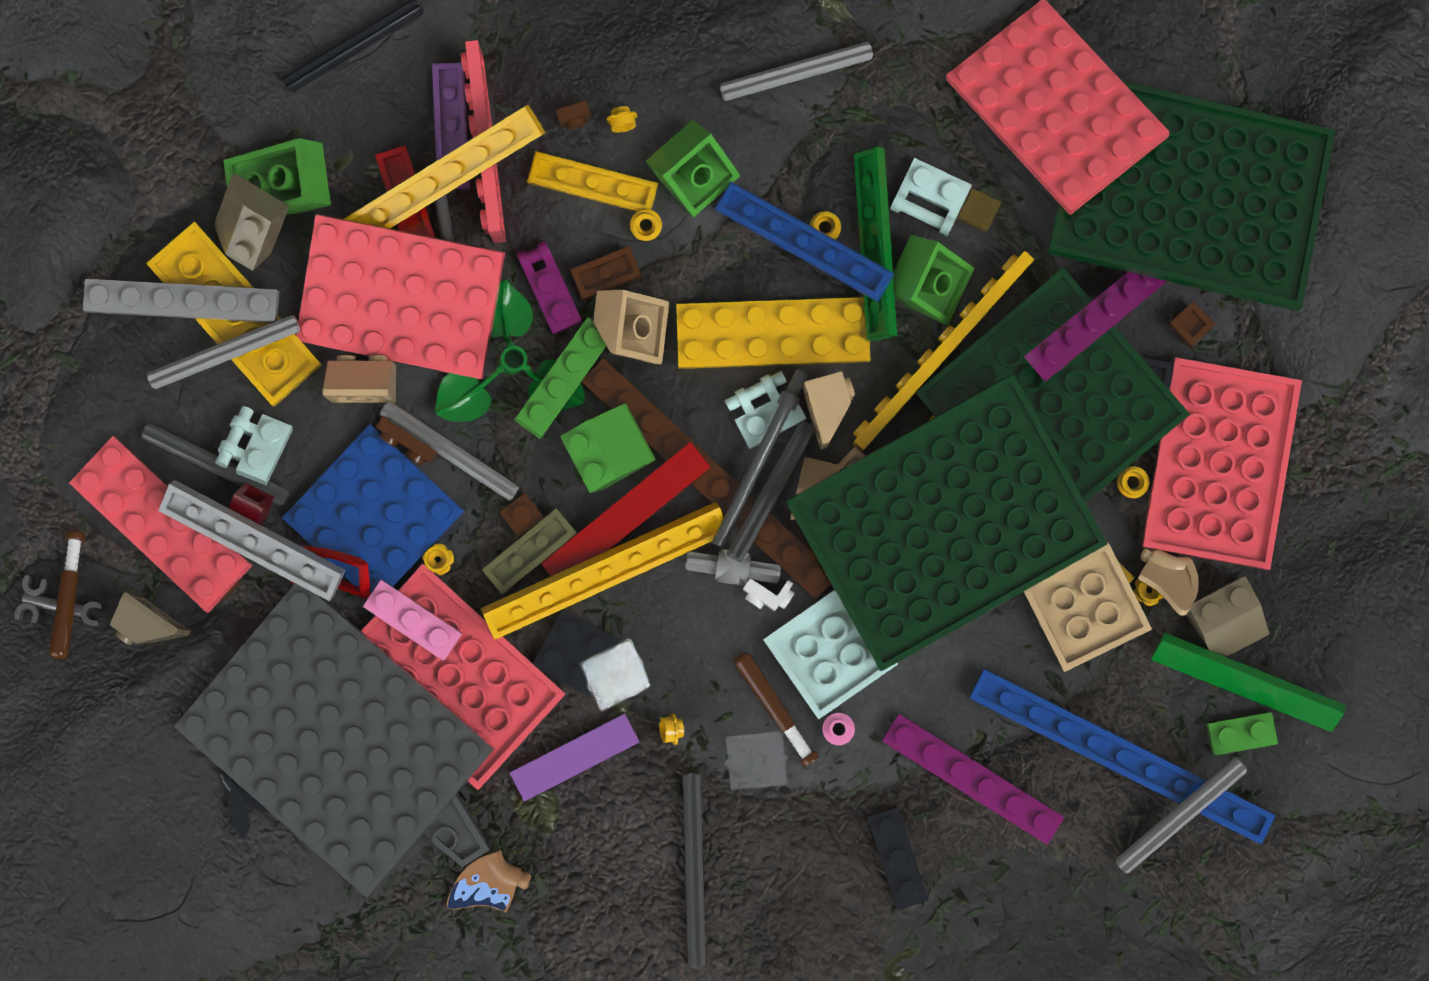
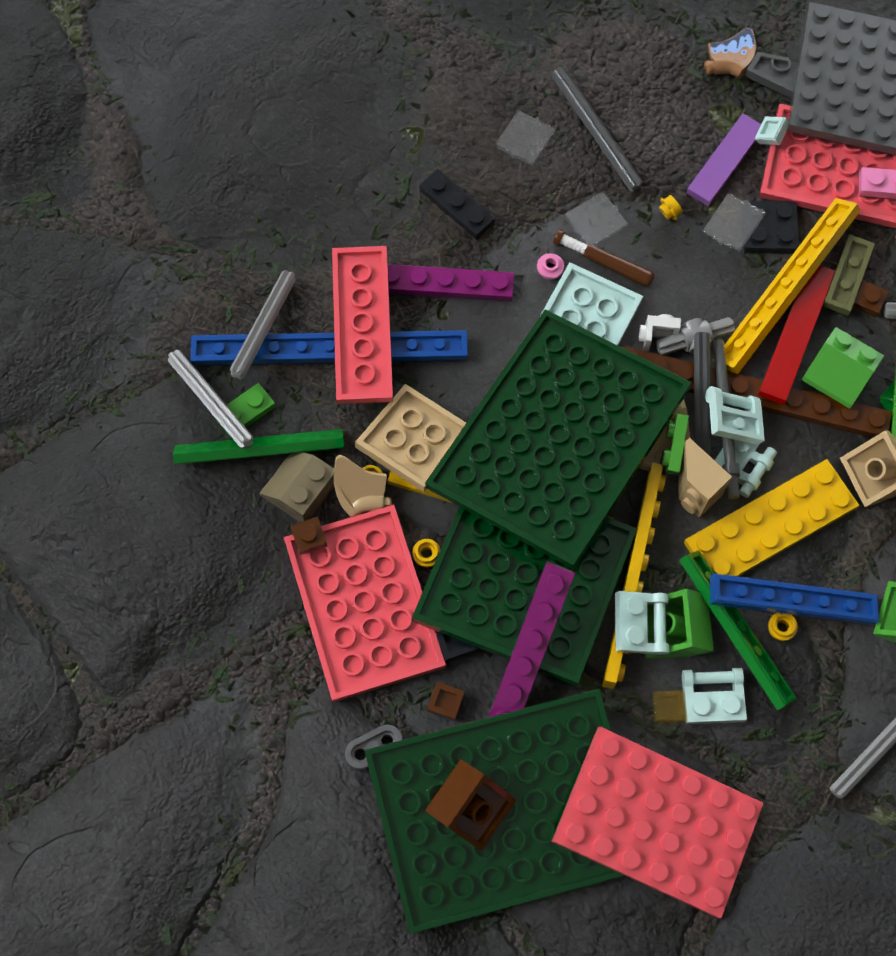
camera: 150 degrees right, 15 degrees down
(509, 758) = (772, 130): none -> light aqua tile
(758, 442) = (732, 422): none -> light aqua plate
(777, 902) = (525, 138): none -> clear piece
(841, 443) = (677, 432): none -> bright green plate
(976, 300) = (632, 625): none -> light aqua plate
(1079, 758) = (362, 325): none -> coral plate
(1230, 204) = (471, 805): none -> reddish brown slope
(1246, 555) = (308, 536): none -> reddish brown plate
(1276, 759) = (210, 399): none -> light grey axle
(1281, 319) = (367, 741): none -> flat silver plate

